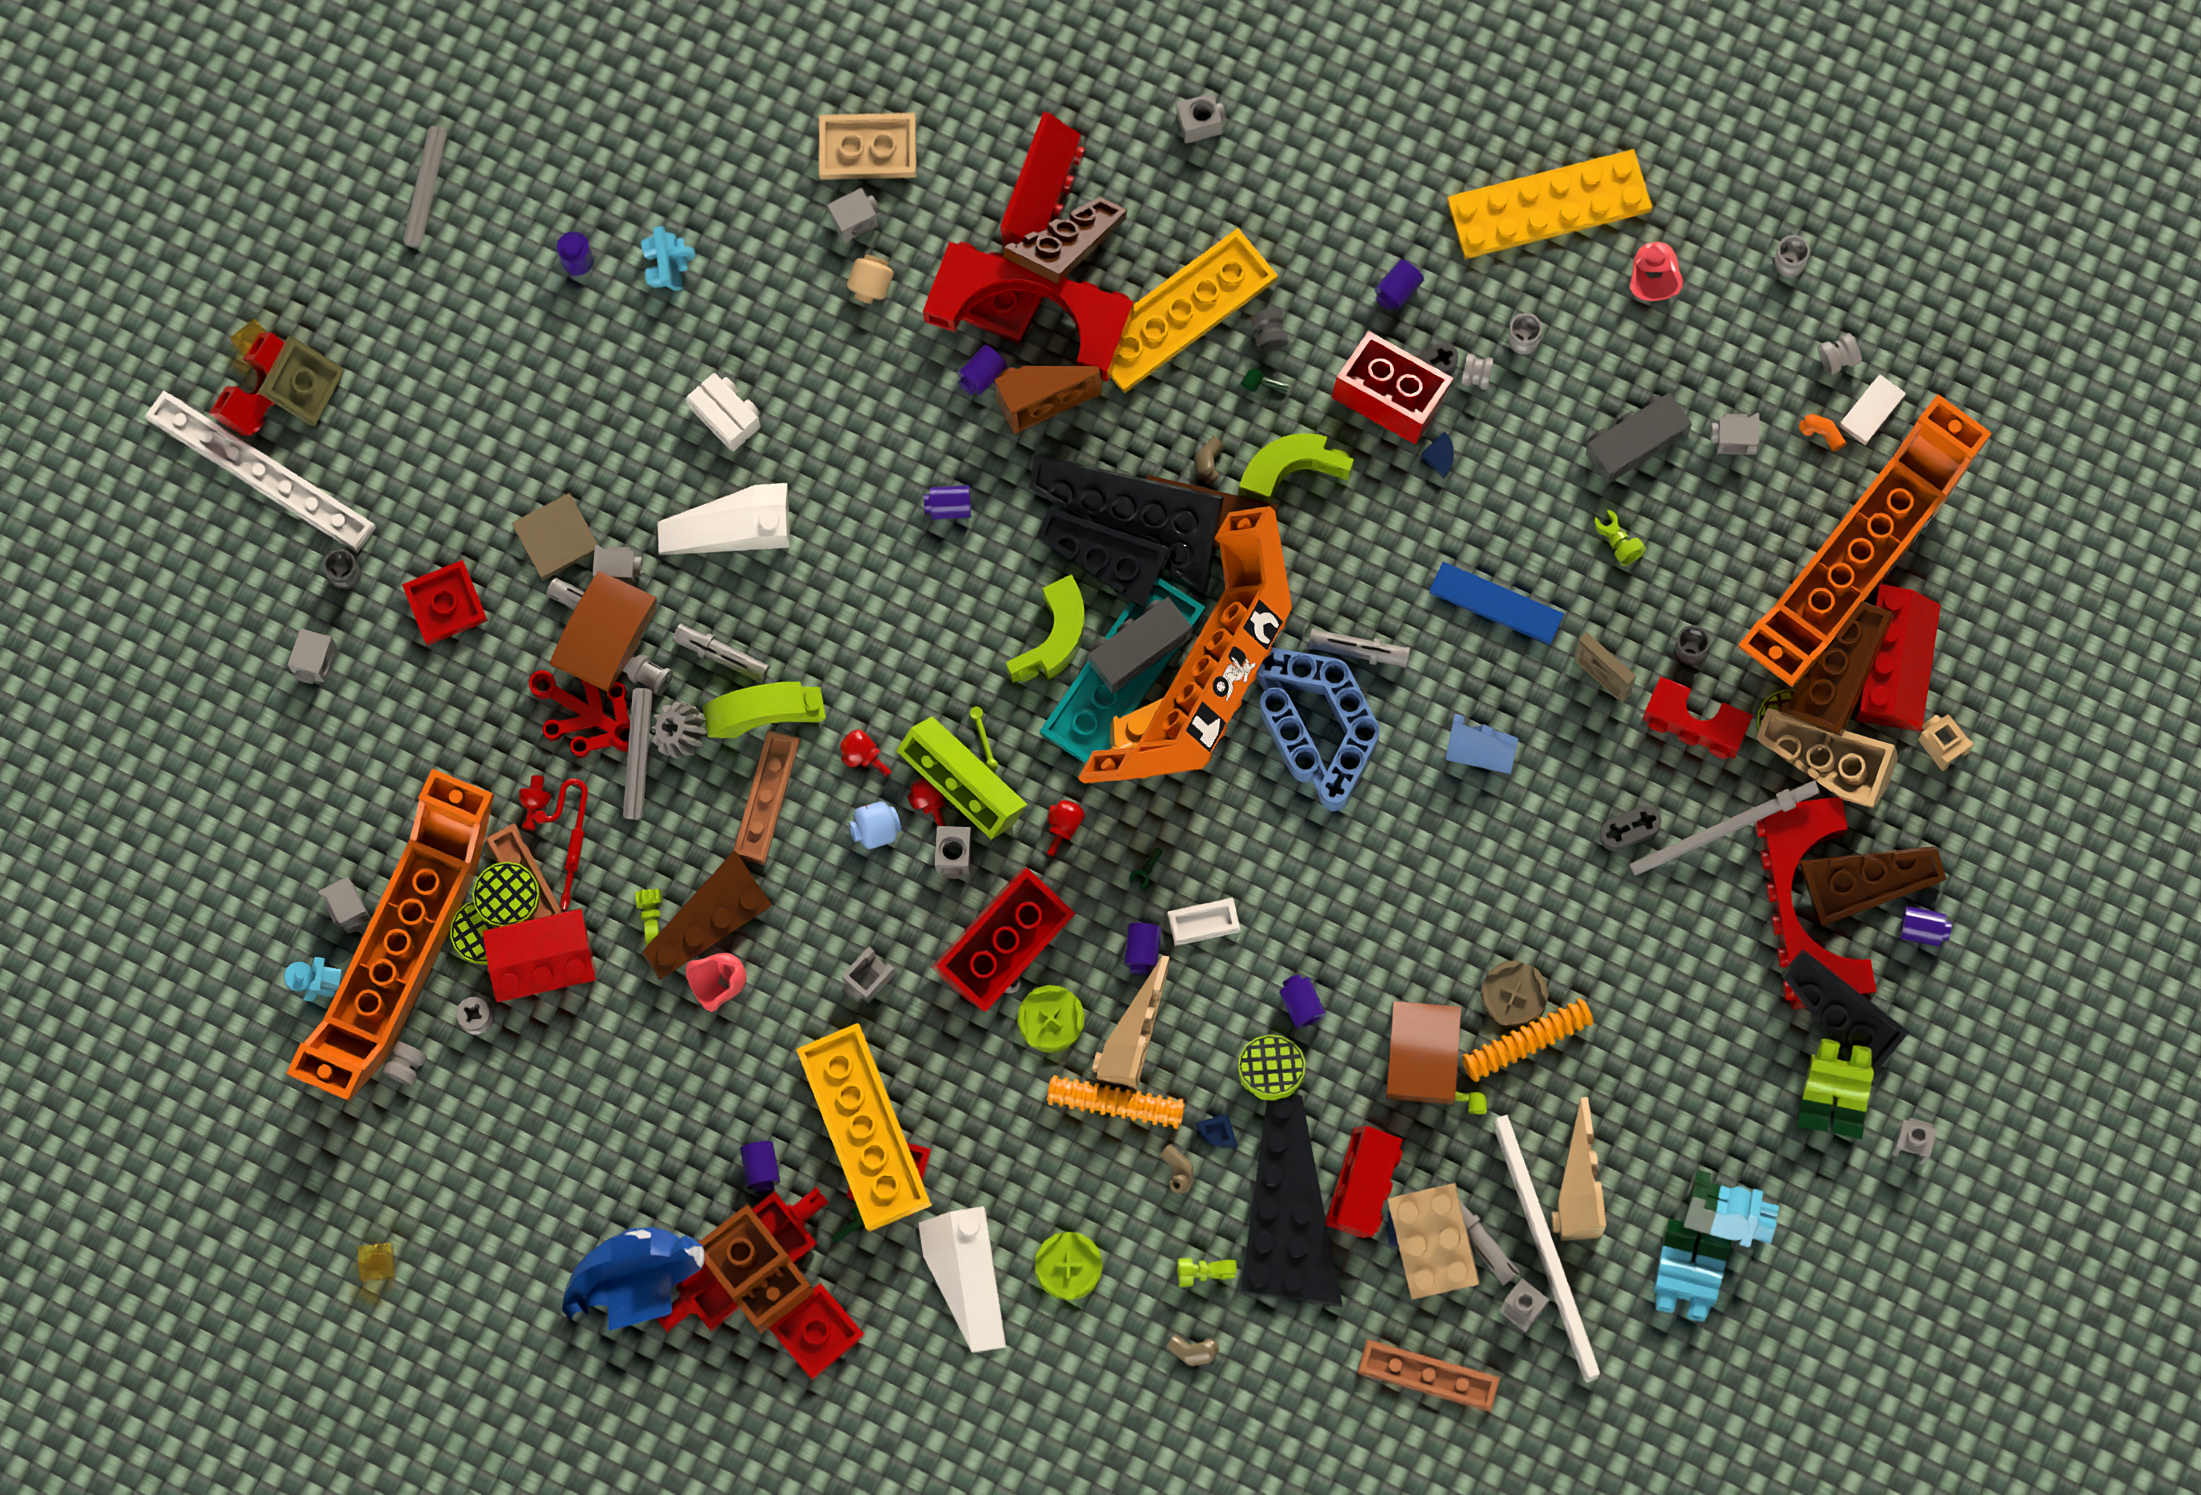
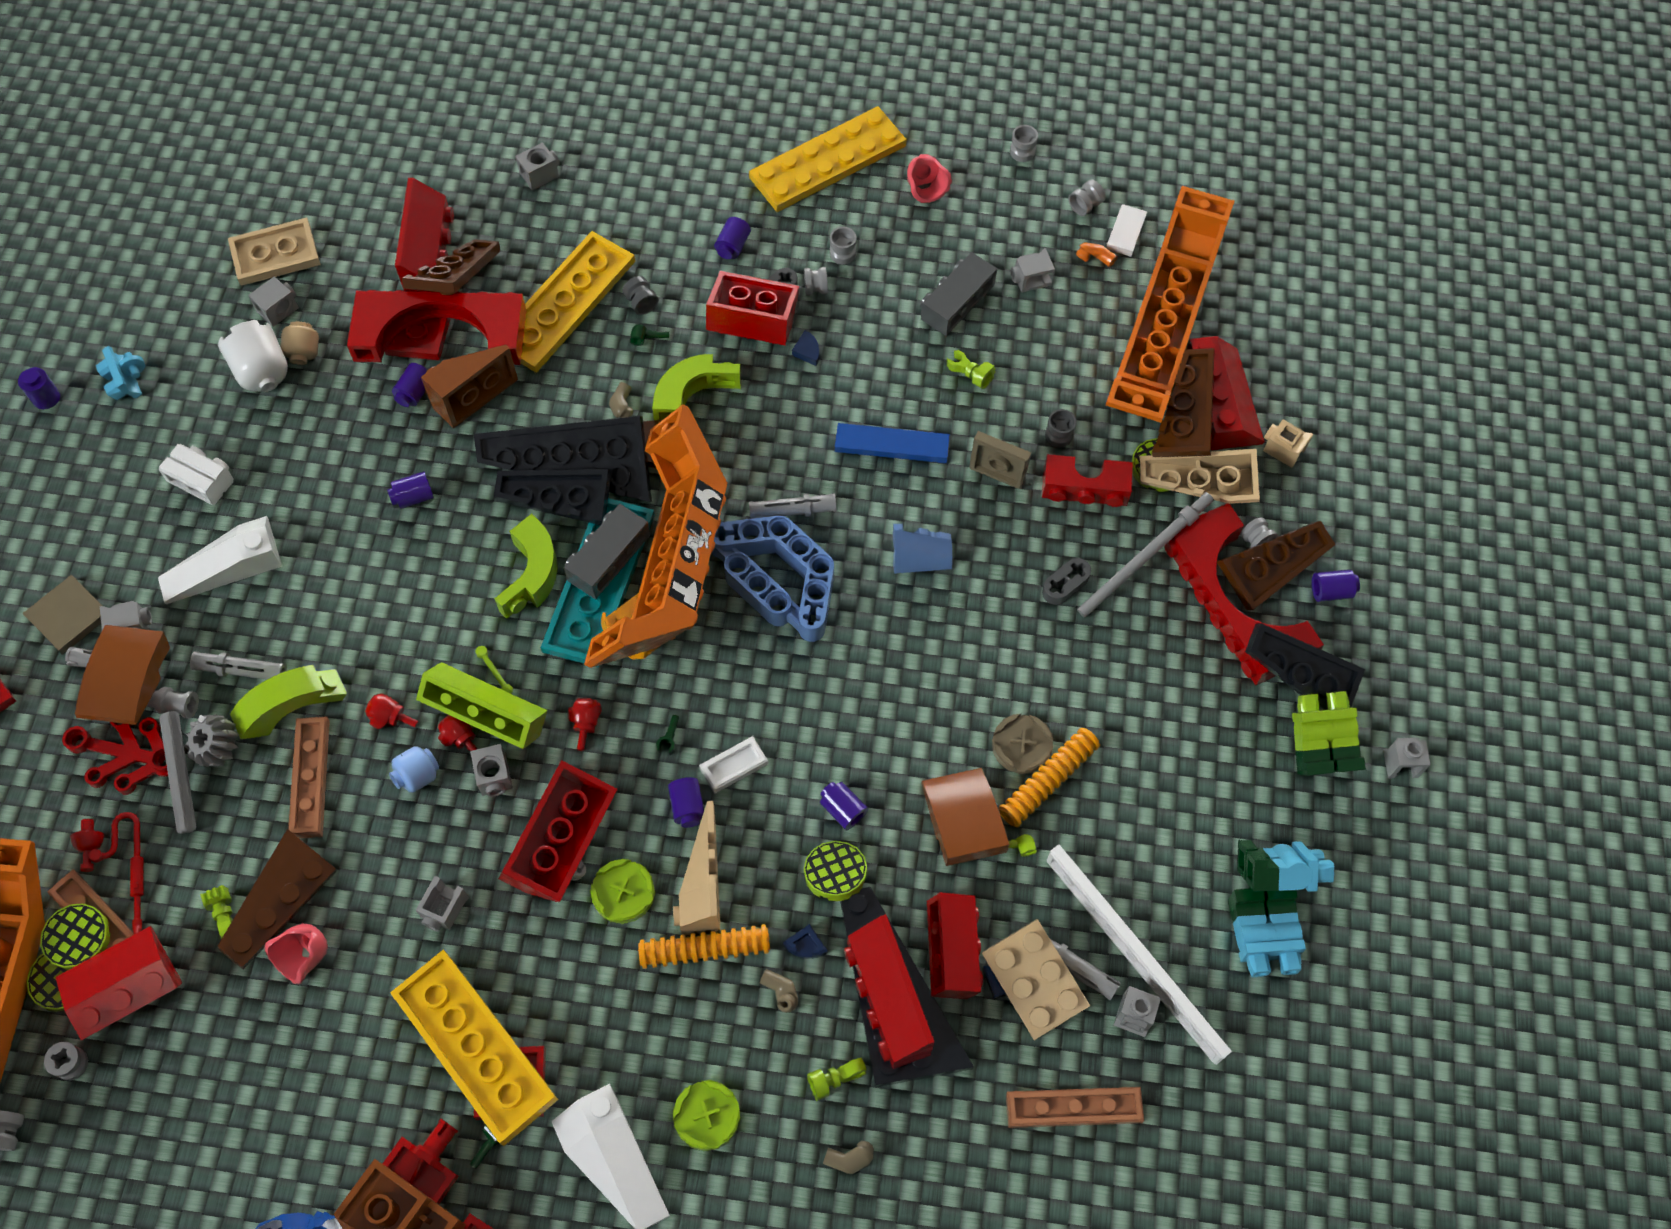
camera: 25 degrees left, 10 degrees down
(760, 1166) = (382, 1116): dark purple brick -> none
(818, 288) = (254, 356): none -> white cylinder
(1280, 1208) = (889, 993): none -> red slope
(1580, 1199) = (1150, 898): tan wedge -> none
(1863, 839) = (1257, 532): none -> light grey wheel

